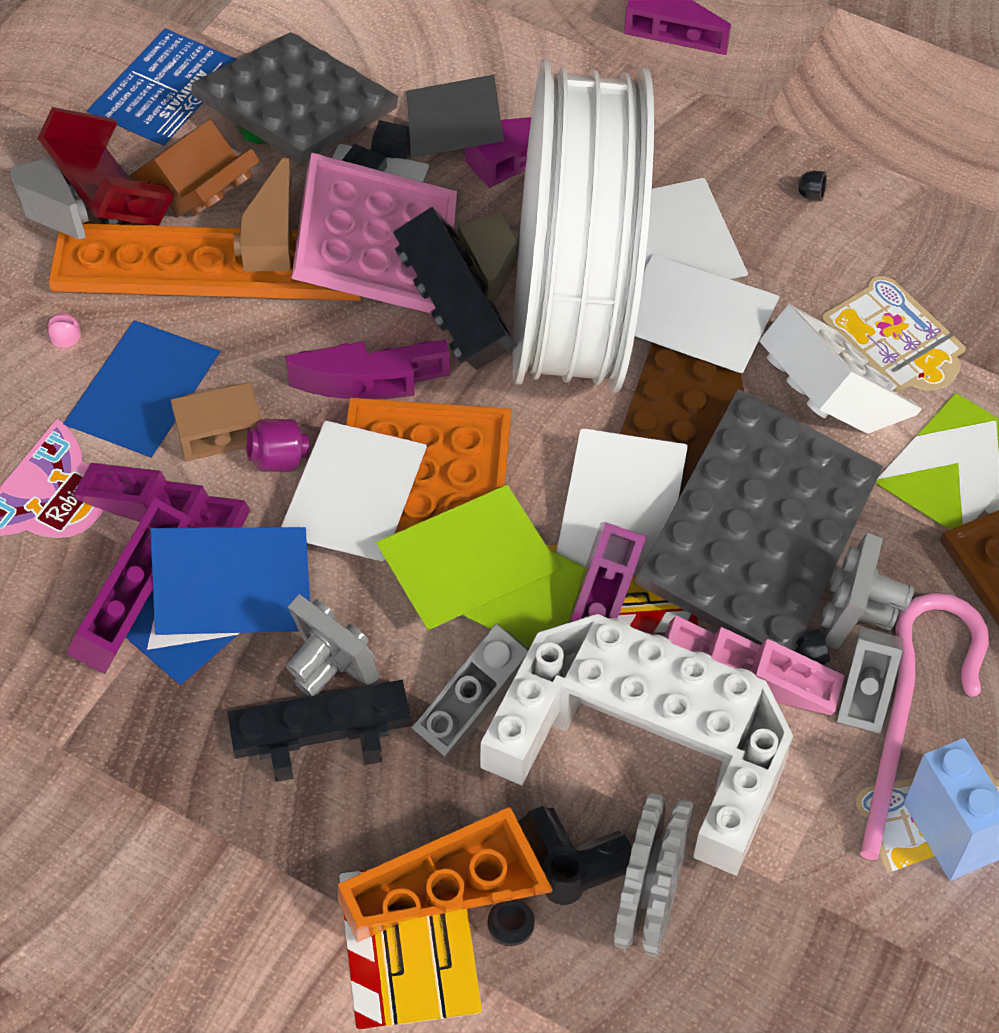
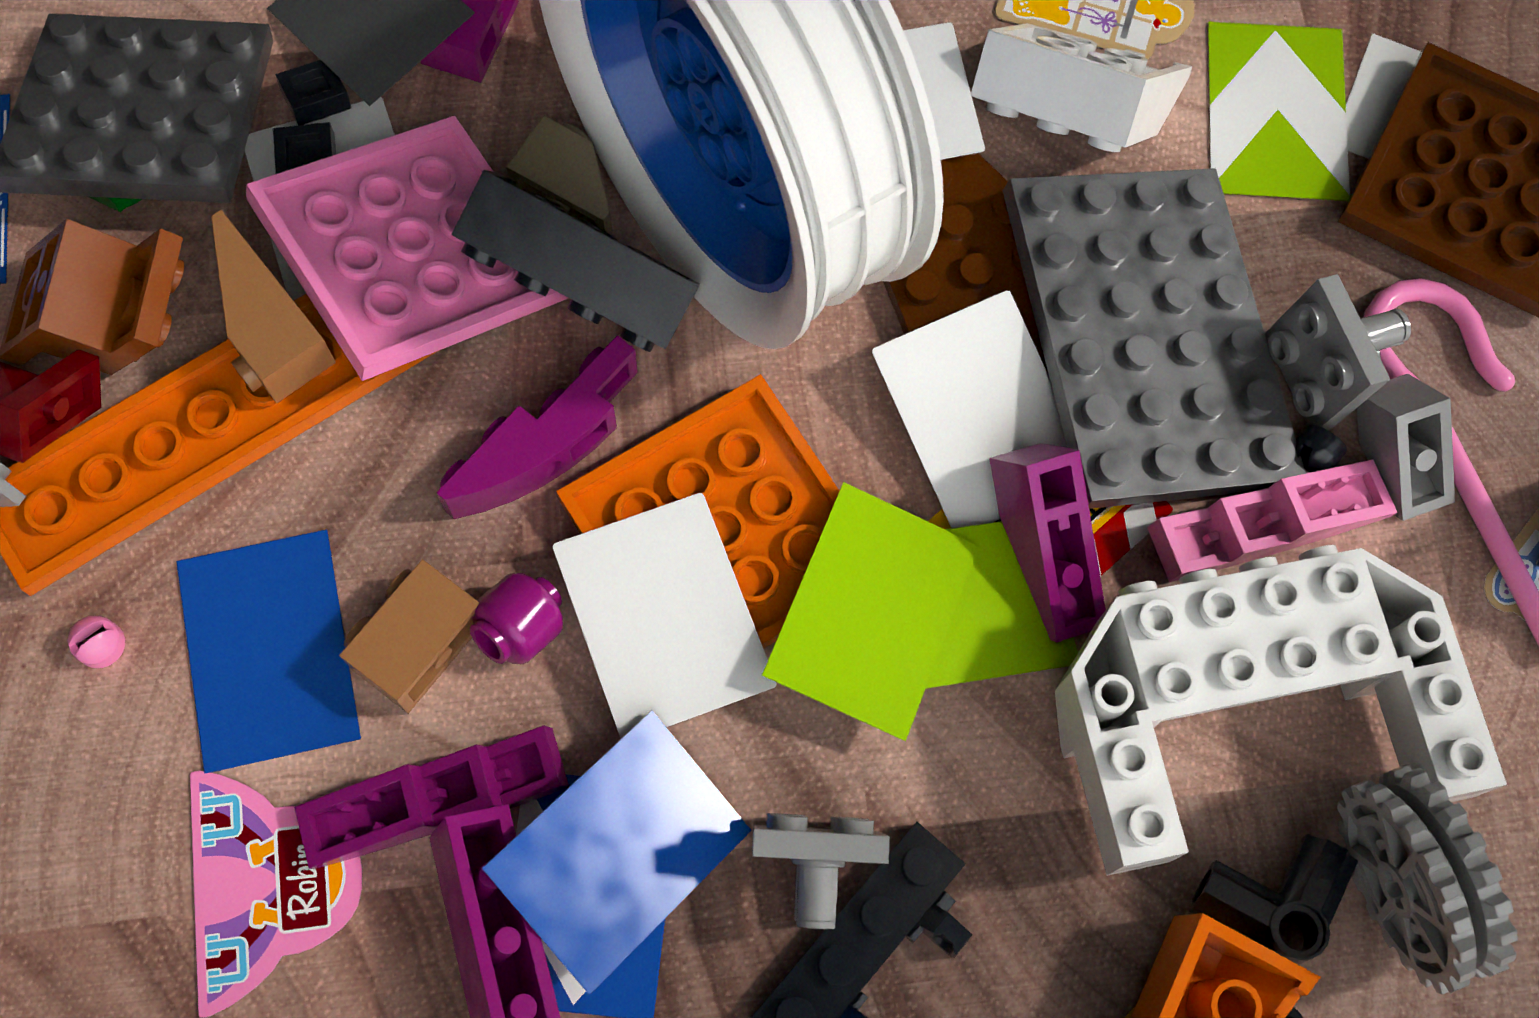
camera: 40 degrees left, 15 degrees up
(473, 691) = (1014, 772): light grey slope -> none

